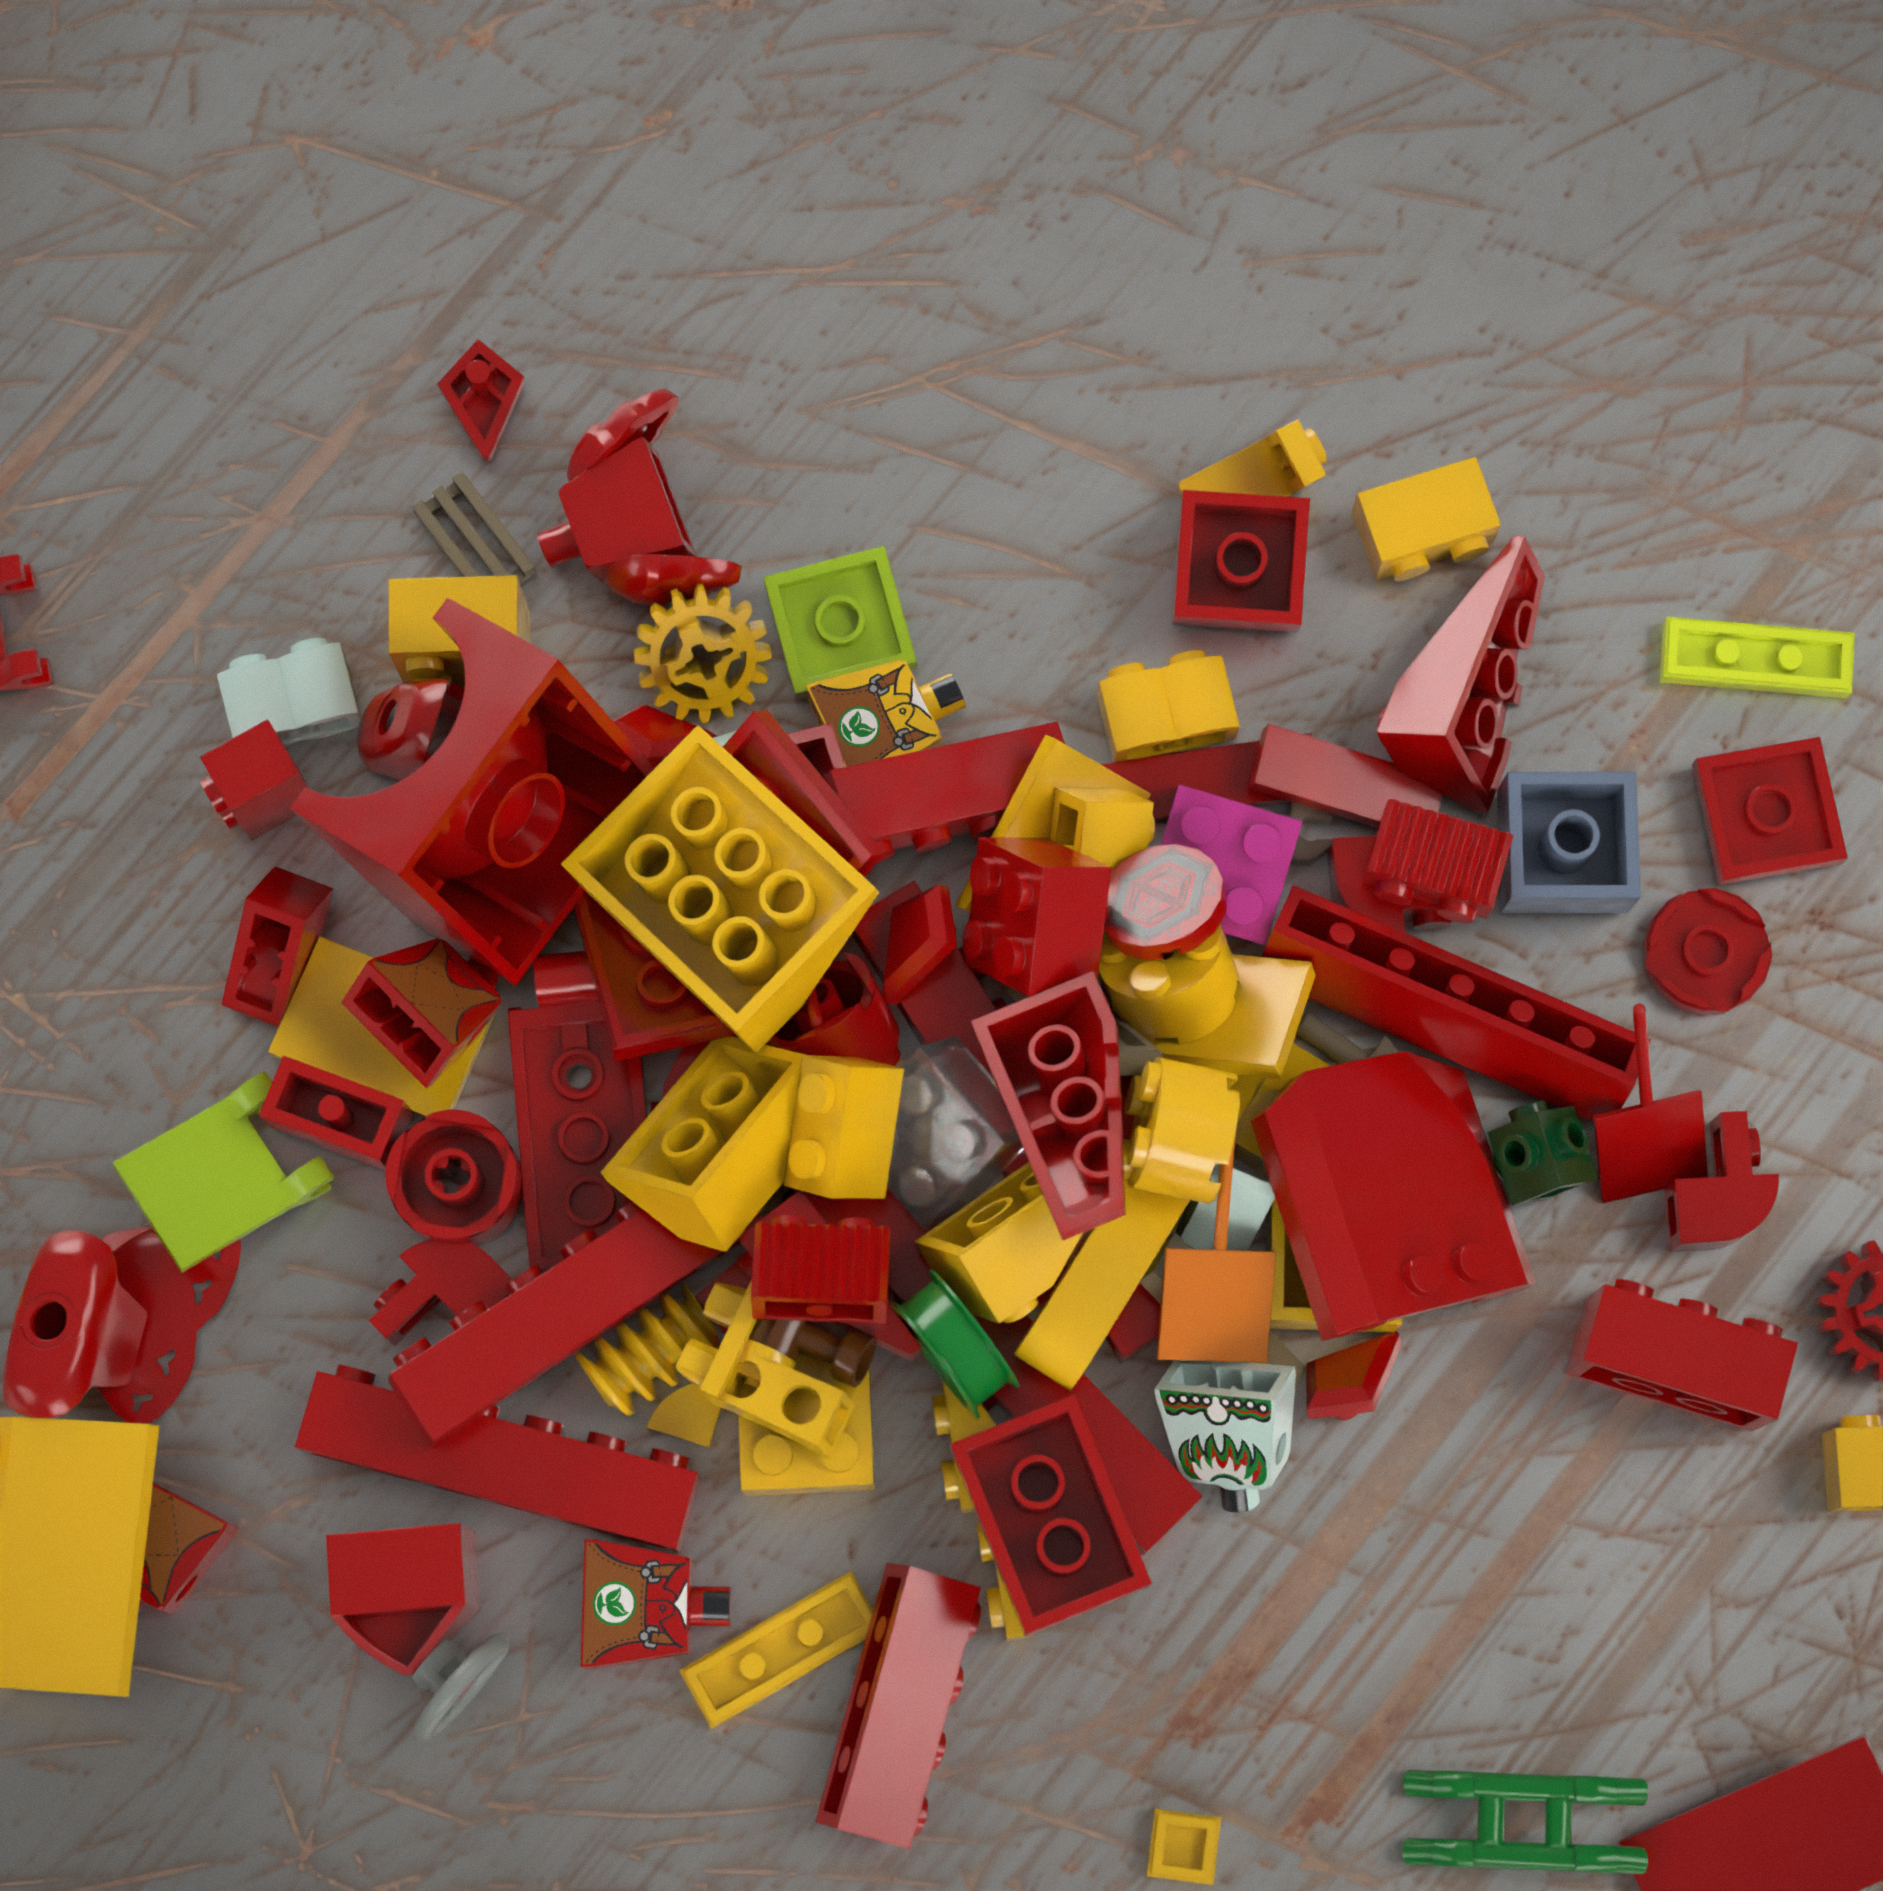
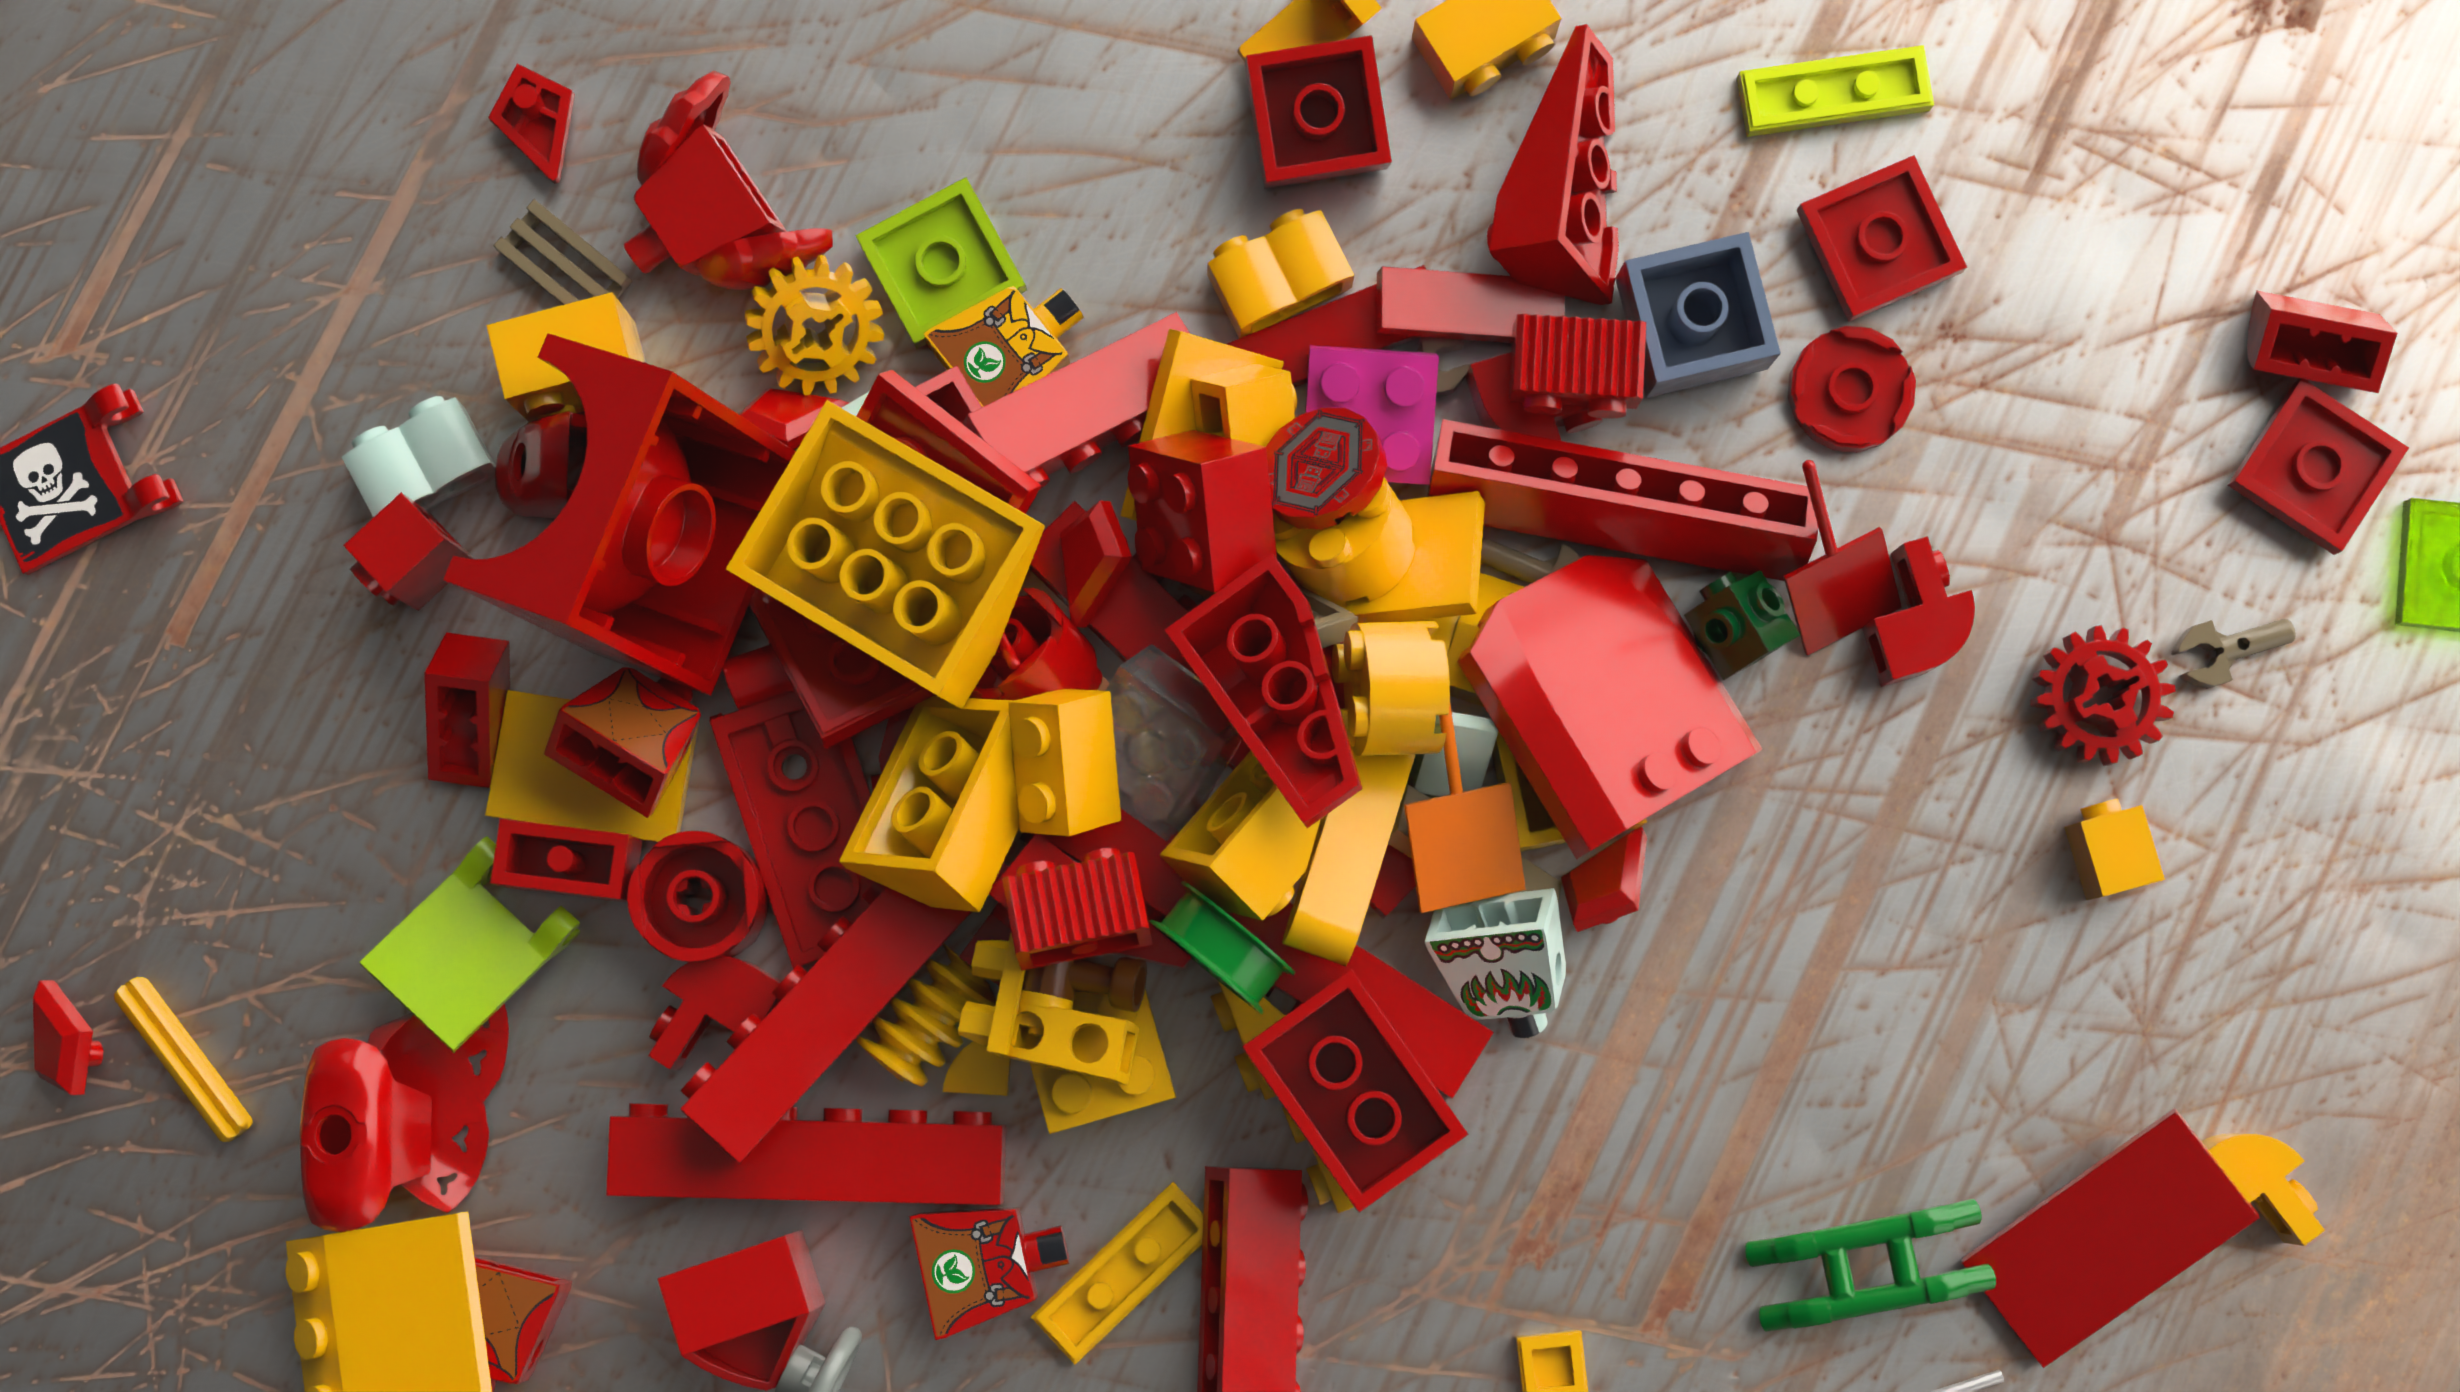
camera: 15 degrees left, 5 degrees up
(1682, 1355) = (1920, 786): red brick -> none

